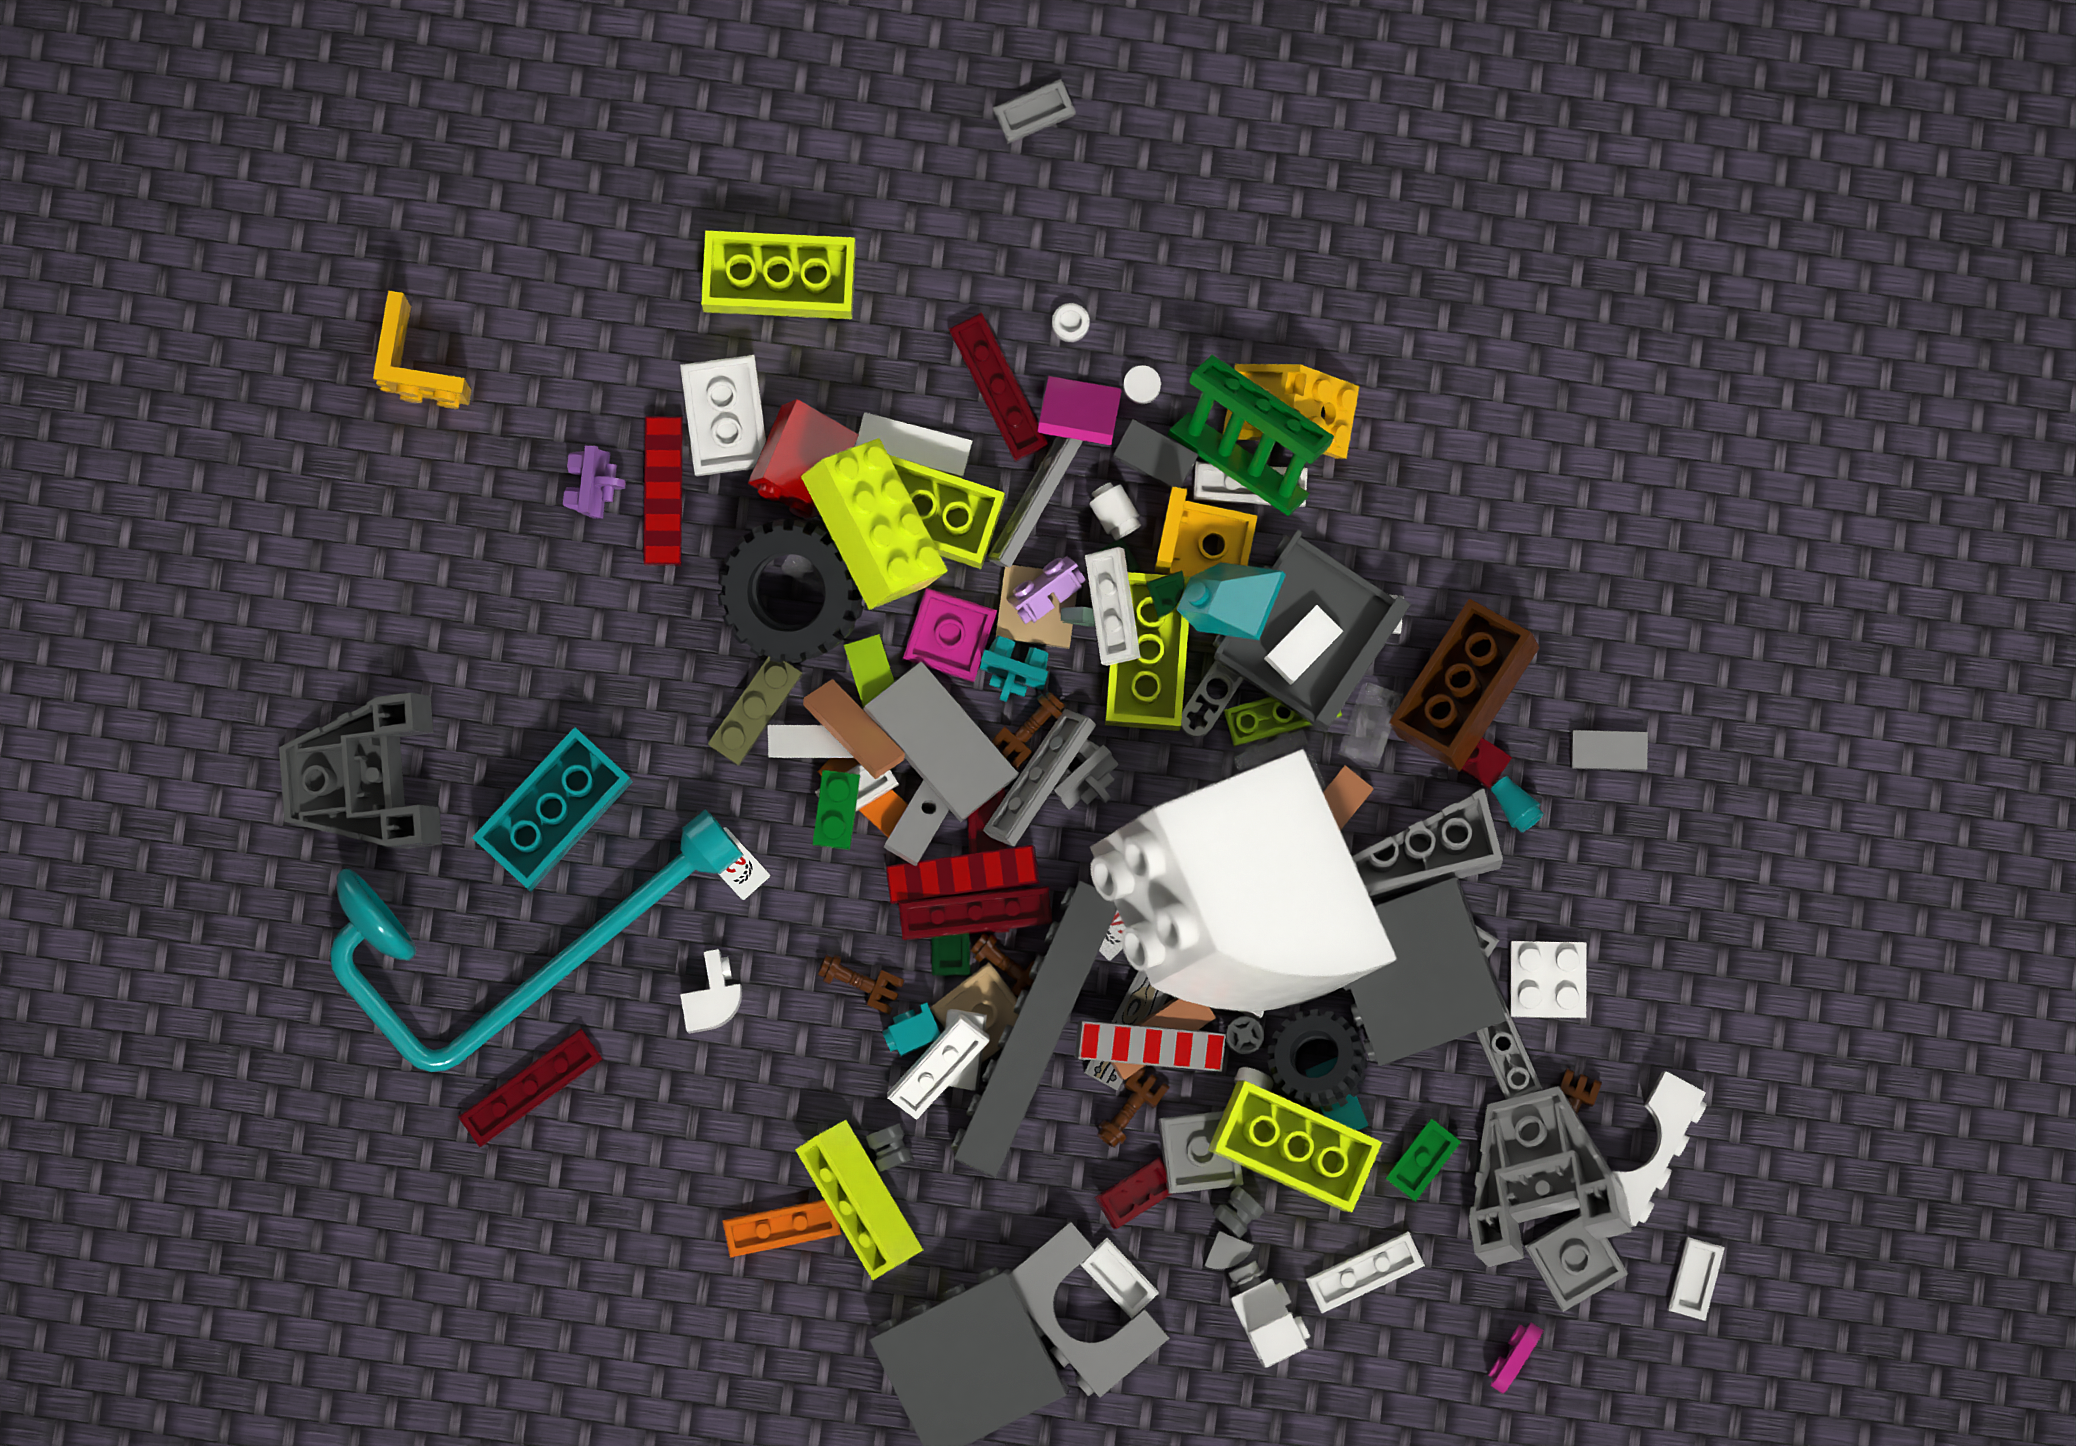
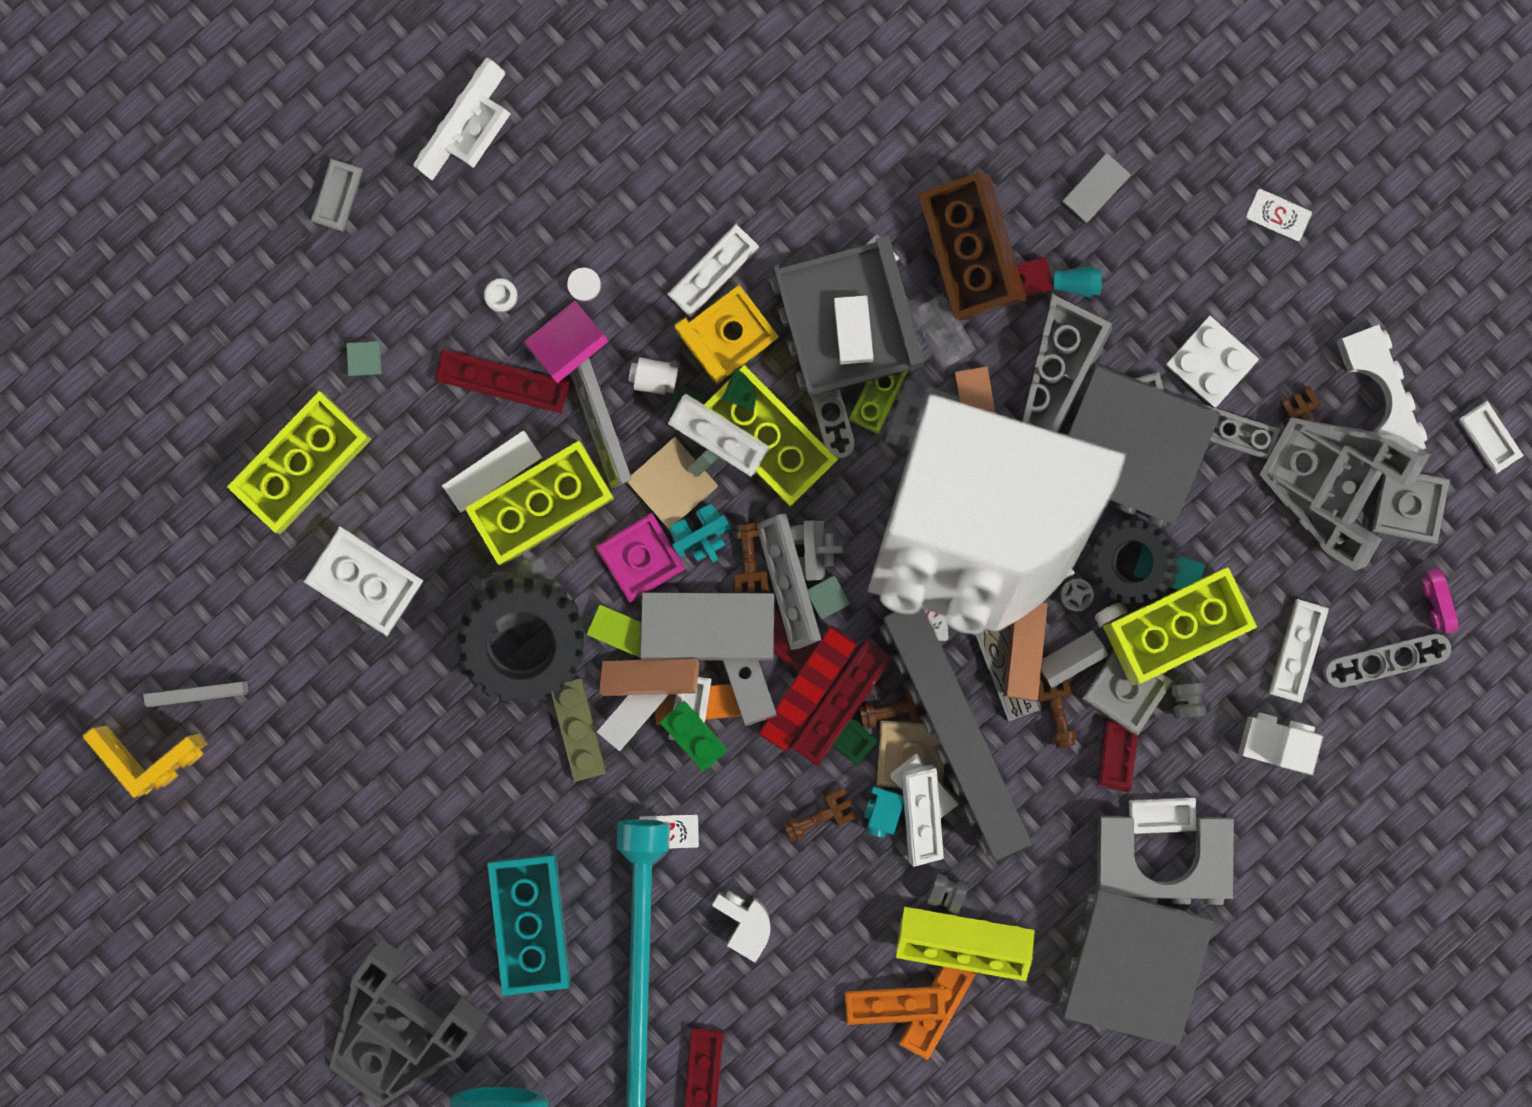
camera: 45 degrees left, 5 degrees up
(504, 357) = (196, 694): none -> light grey tile
(597, 481) = (334, 705): medium lavender hips -> none
(663, 491) = (378, 664): tile -> none
(753, 1187) = (895, 1005): none -> orange tile
(792, 448) = (439, 555): brick -> none
(874, 523) = (525, 547): neon yellow brick -> none
(915, 254) = (364, 359): none -> sand green tile
(1033, 594) = (666, 452): lavender hinge -> none
(1055, 824) = (828, 597): none -> sand green tile
(1150, 1045) = (1030, 664): tile -> none
(1155, 455) = (640, 317): dark grey hinge -> none
(1190, 1083) = (1072, 658): none -> light grey tile
(1191, 169) = (468, 125): none -> white bracket
(1227, 1252) = (1207, 729): light grey tile -> none
(1231, 599) = (782, 351): teal slope -> none
(1246, 1276) = (1234, 731): light grey plate -> none
(1266, 413) = (678, 220): green fence -> none
(1307, 393) = (686, 198): yellow bracket -> none
(1420, 1361) = (1387, 662): none -> light grey beam
(1423, 1160) = (1259, 549): green plate -> none
(1726, 928) = (1279, 215): none -> clear sticker

